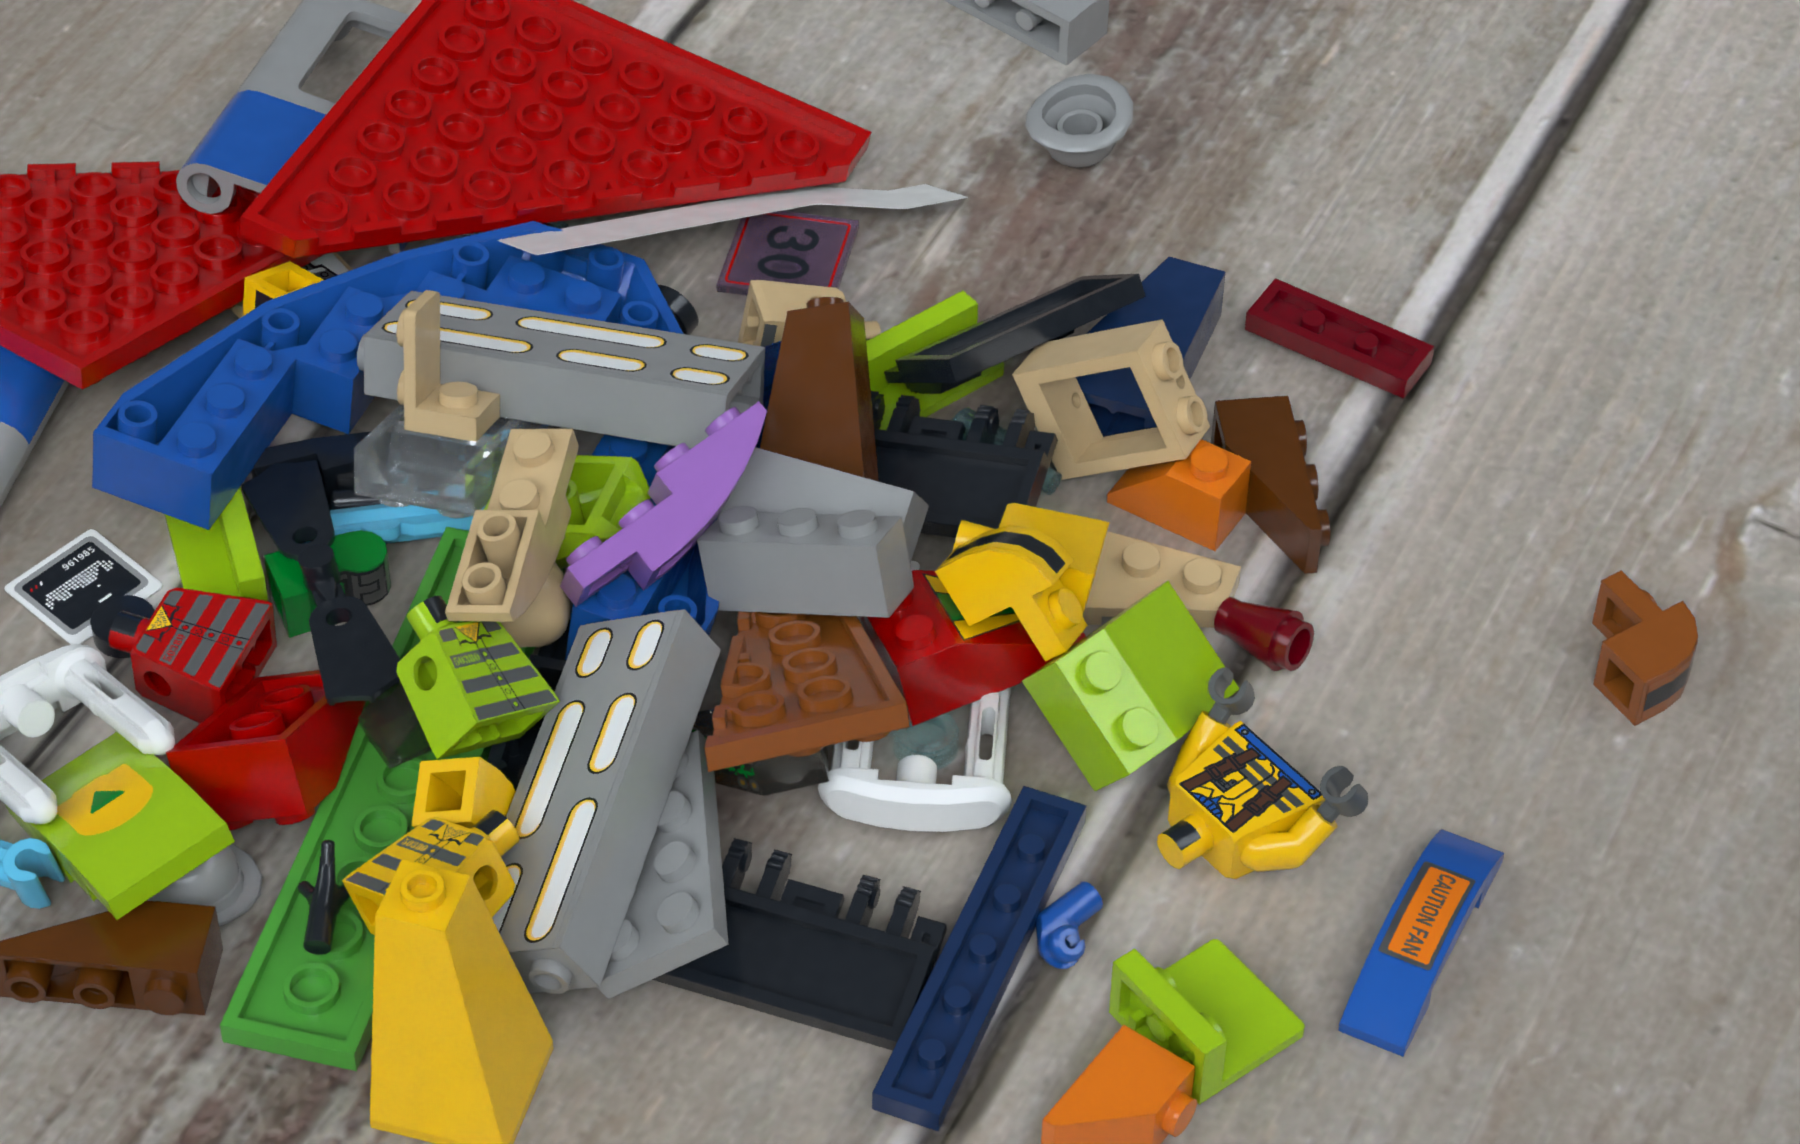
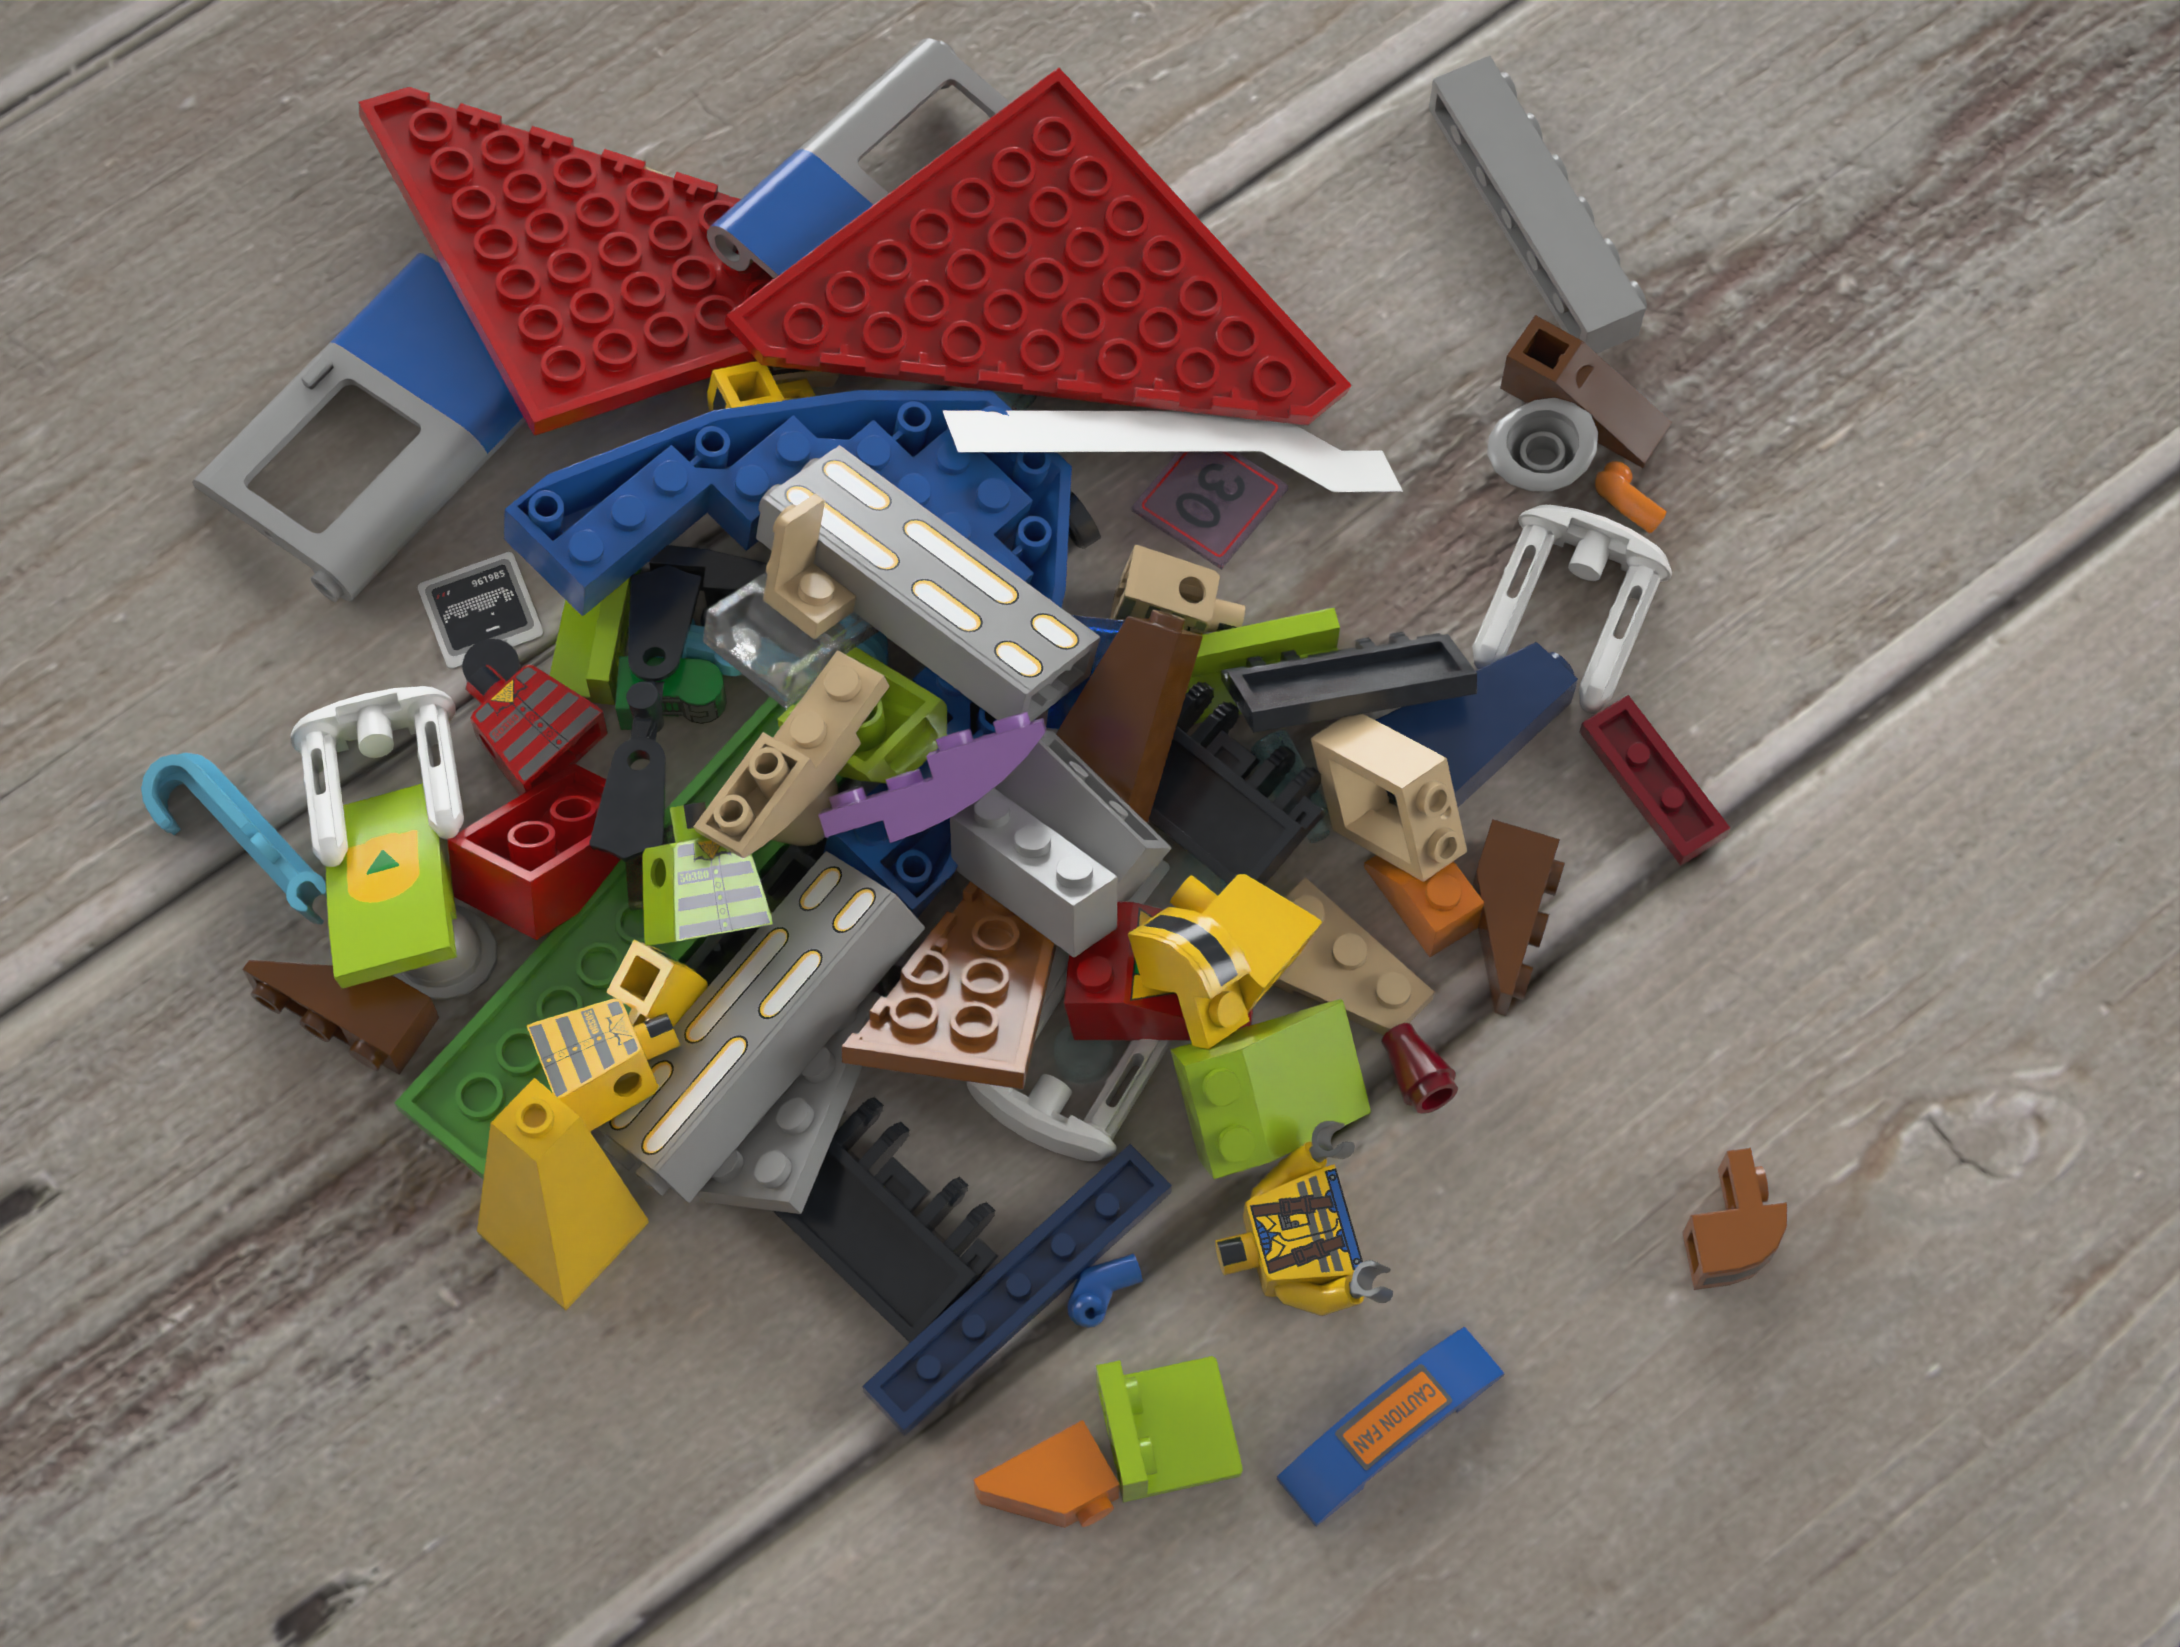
camera: 25 degrees right, 20 degrees up
(323, 902) = (515, 1027): black bar -> none
(1054, 49) = (1560, 366): none -> reddish brown slope
(1166, 139) = (1615, 487): none -> orange arm
(1172, 182) = (1595, 543): none -> white piece

